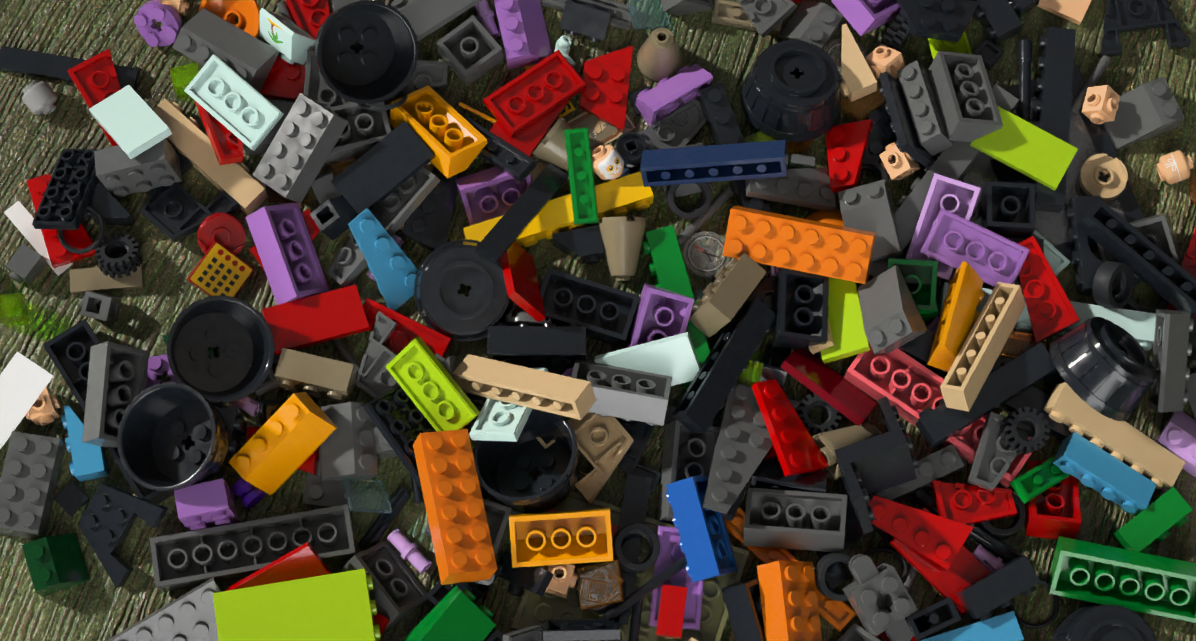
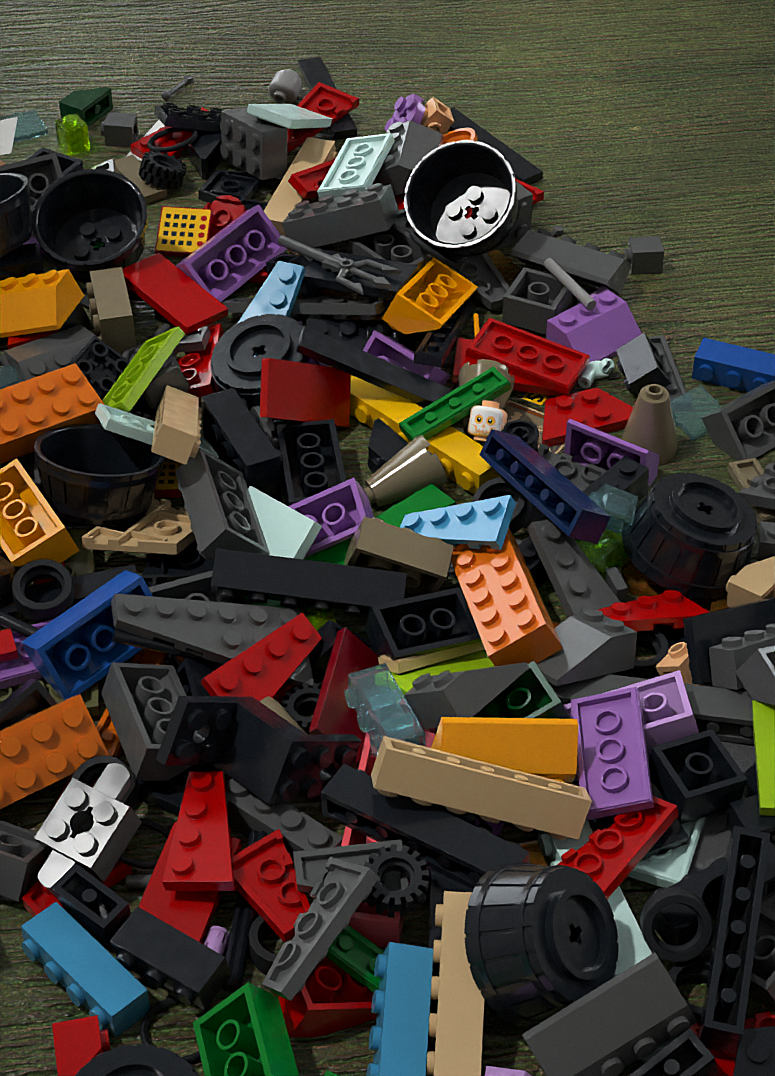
camera: 65 degrees right, 30 degrees down
(373, 178) = (344, 266): none -> dark grey piece
(481, 21) = (570, 284): none -> light grey bar
(730, 236) = (466, 523): none -> wing
(754, 127) = (617, 504): none -> clear light blue brick
(877, 372) = (382, 707): none -> clear light blue brick
(1036, 483) = (316, 930): none -> dark grey wing

